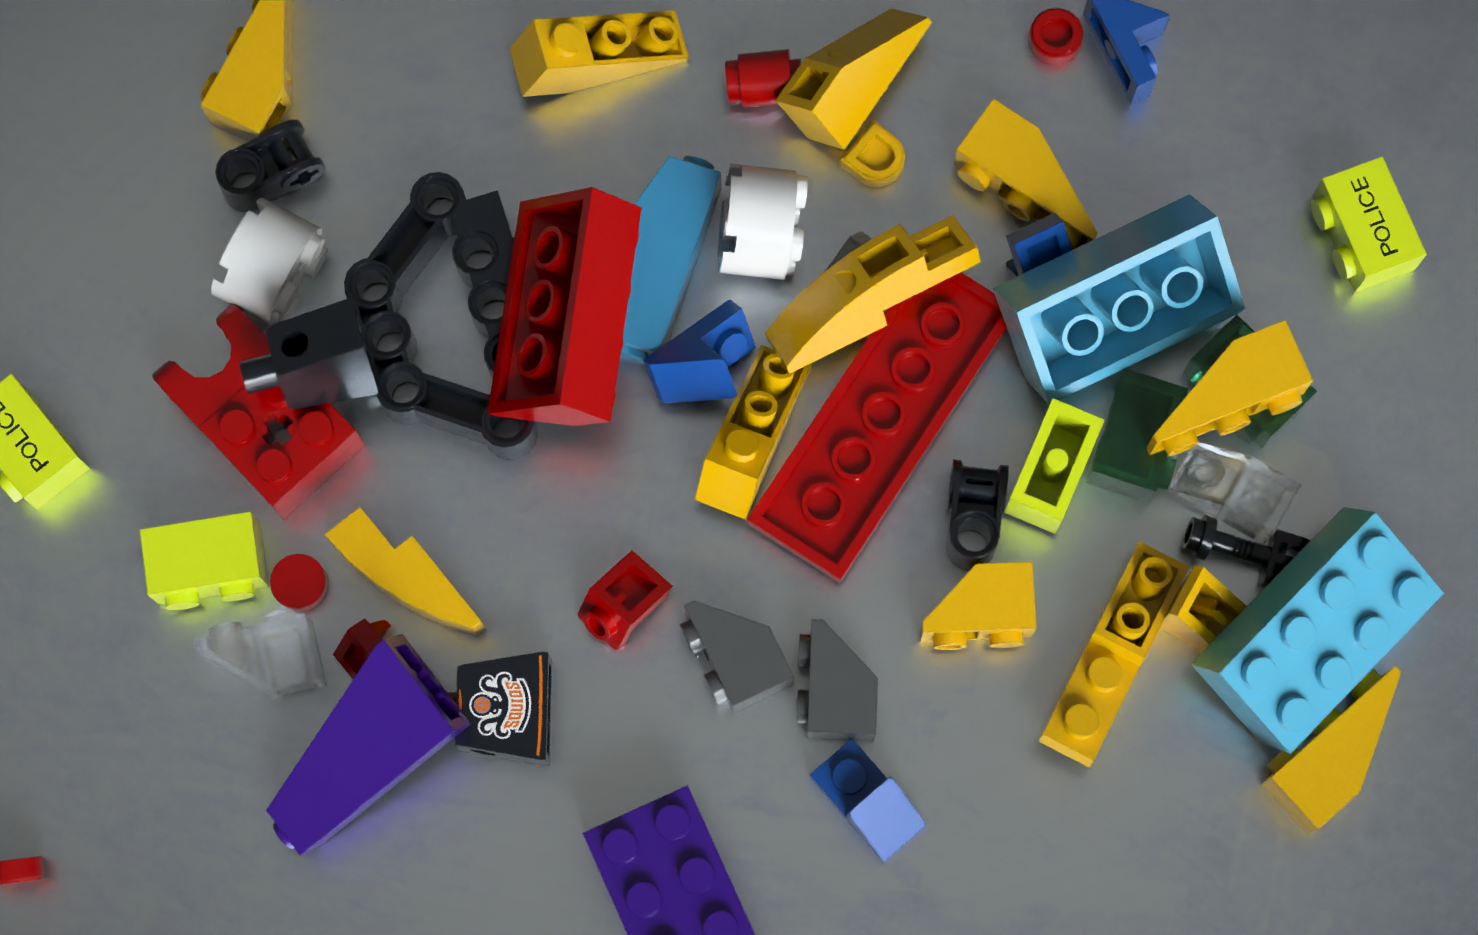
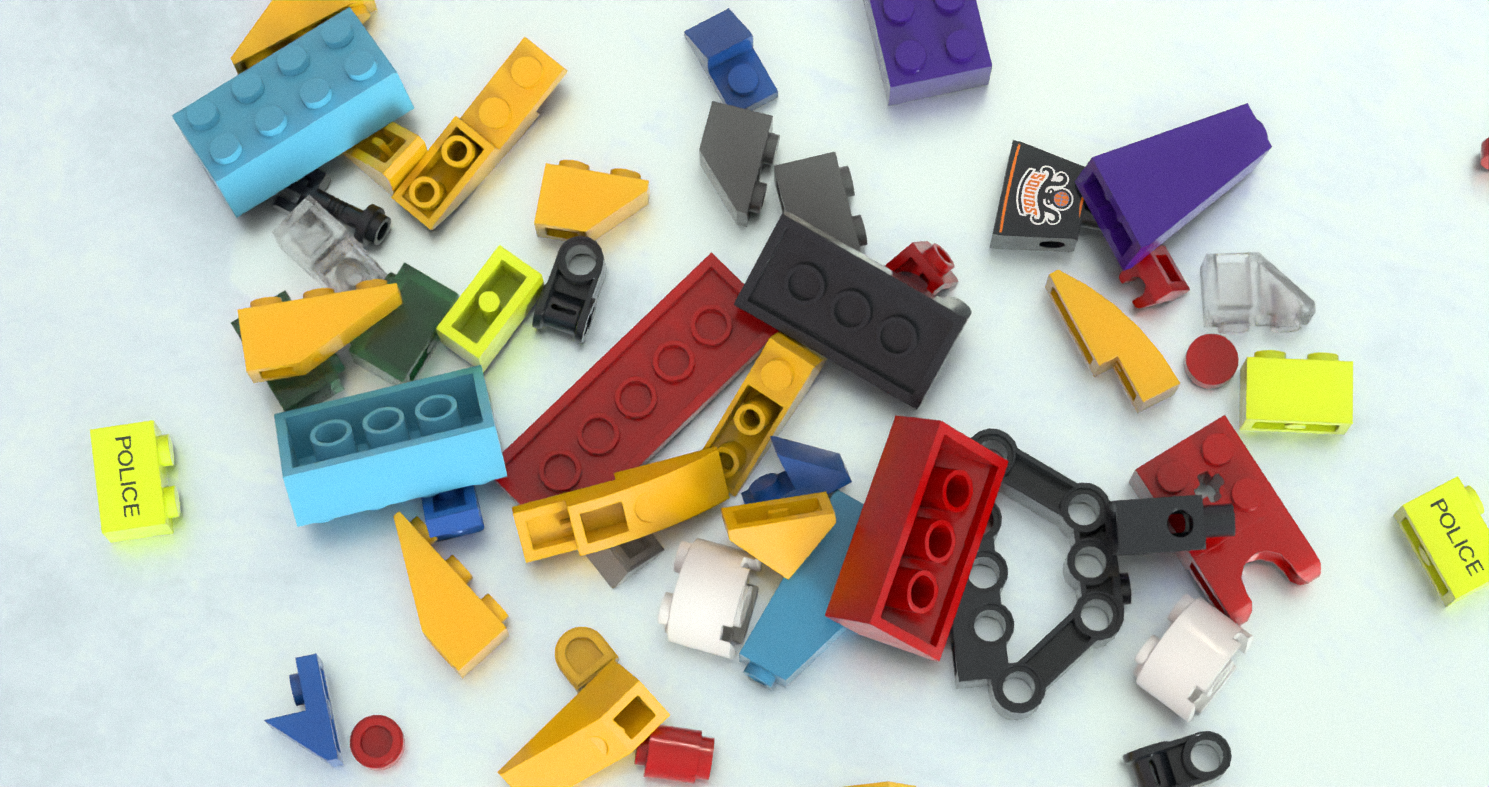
camera: 170 degrees left, 0 degrees up
(674, 534) = (853, 309): none -> black hinge
(706, 291) = (781, 529): none -> yellow slope

